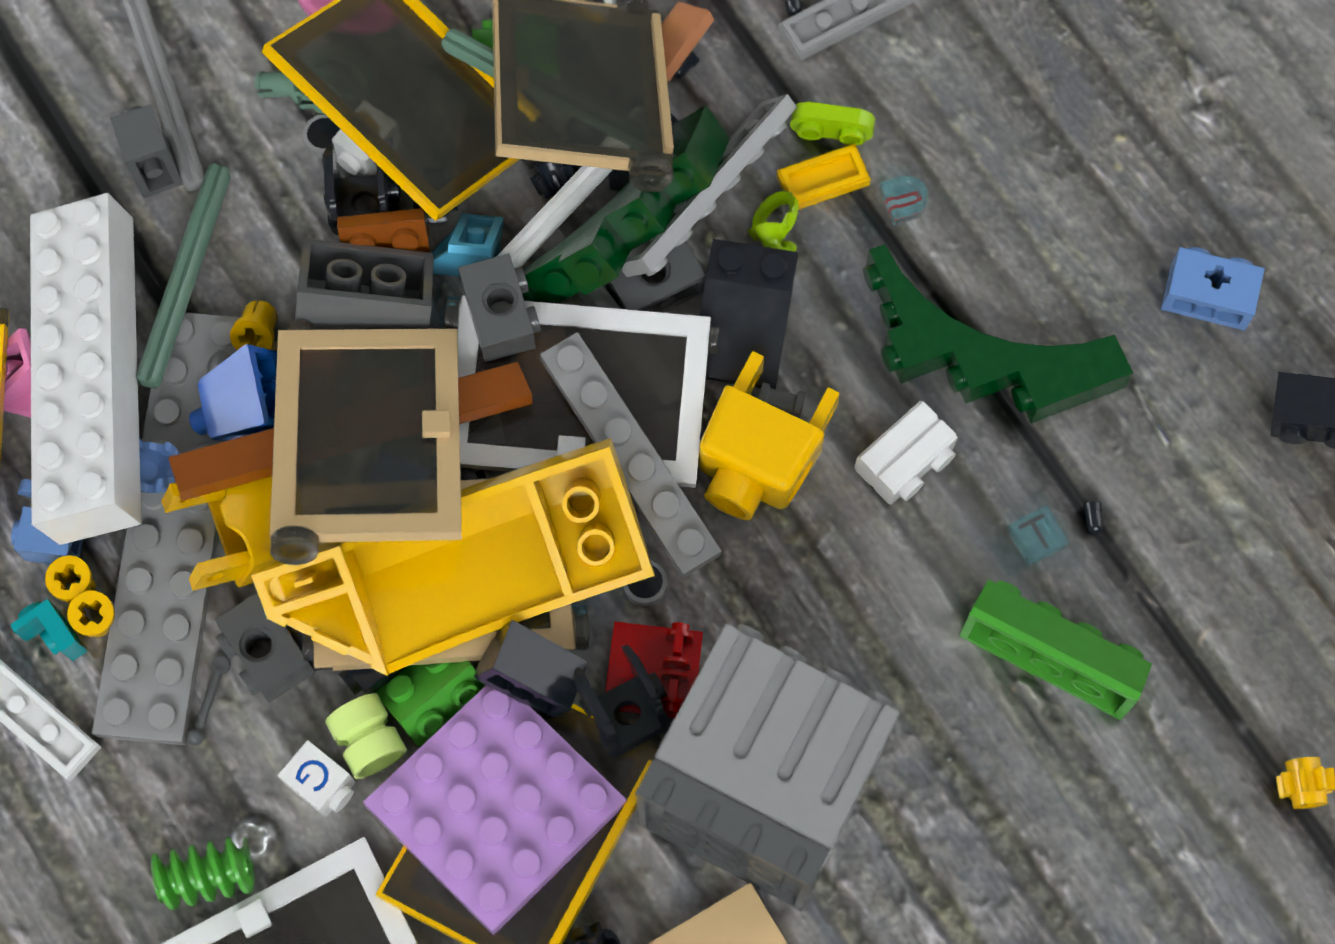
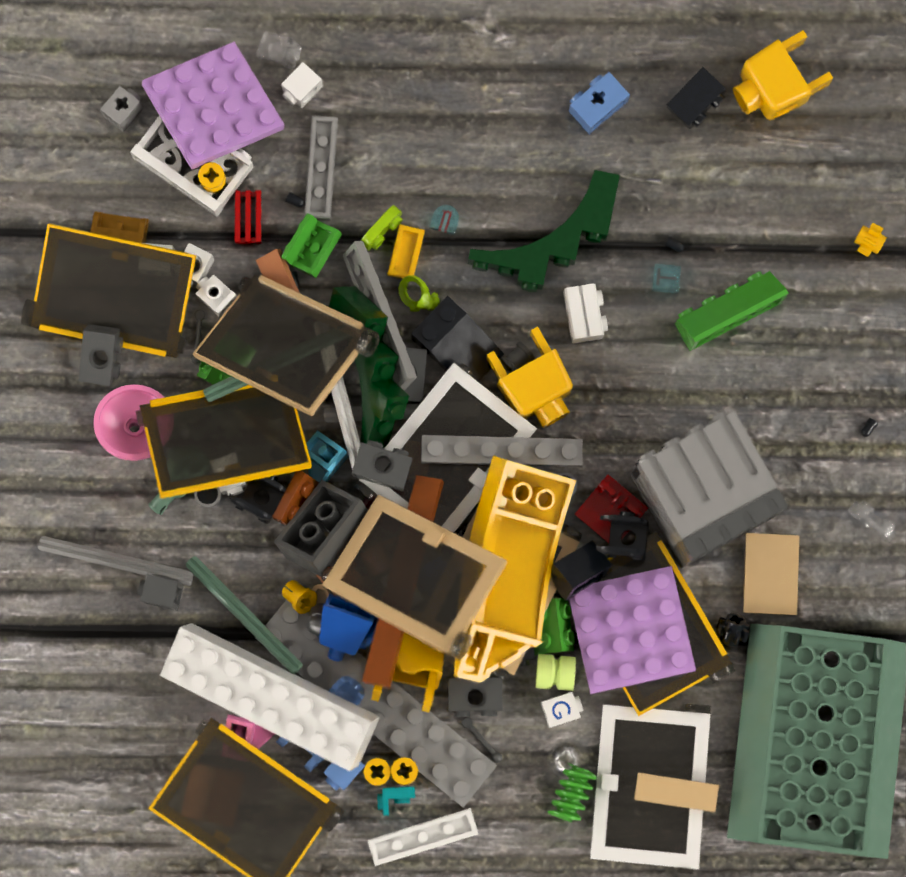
camera: 60 degrees left, 10 degrees up
(744, 50) = (311, 245): none -> bright green bracket

